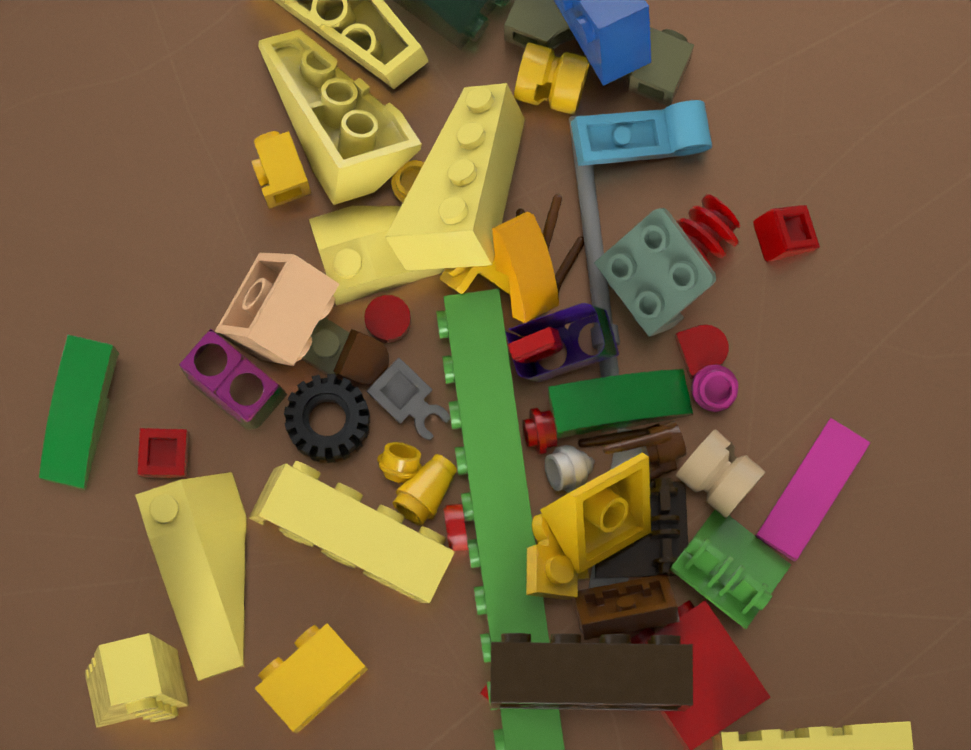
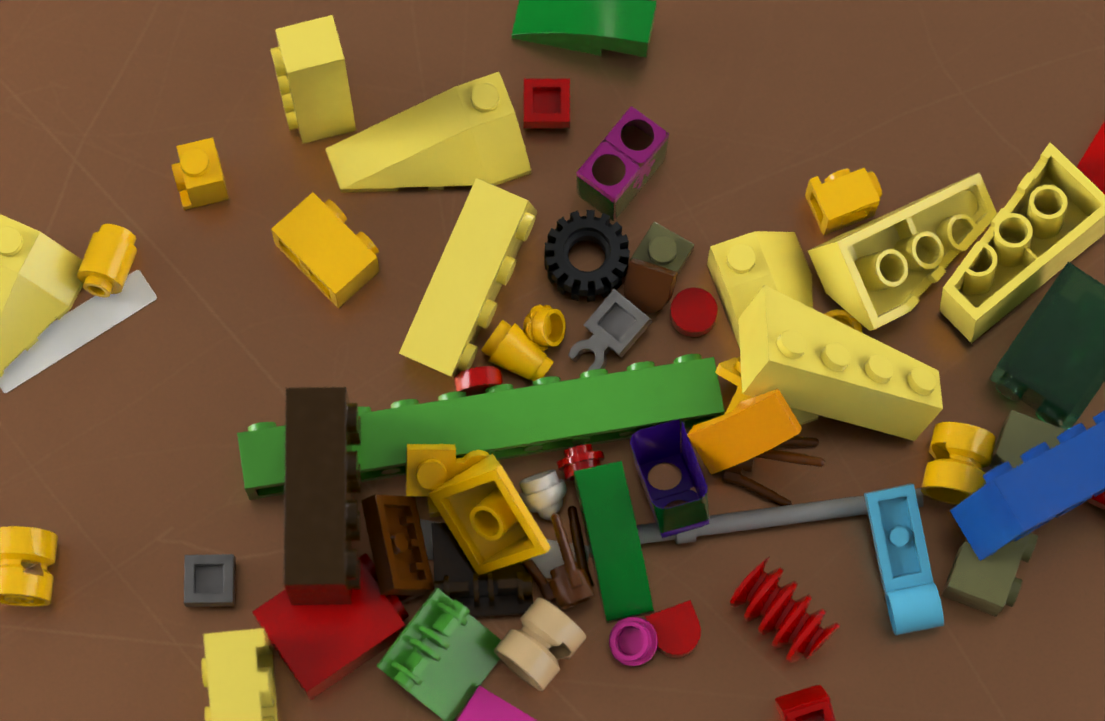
camera: 85 degrees right, 5 degrees down
(278, 308) = (690, 195): light nougat brick -> none
(536, 346) = (665, 450): red tile -> none
(656, 271) = (745, 565): sand green bracket -> none

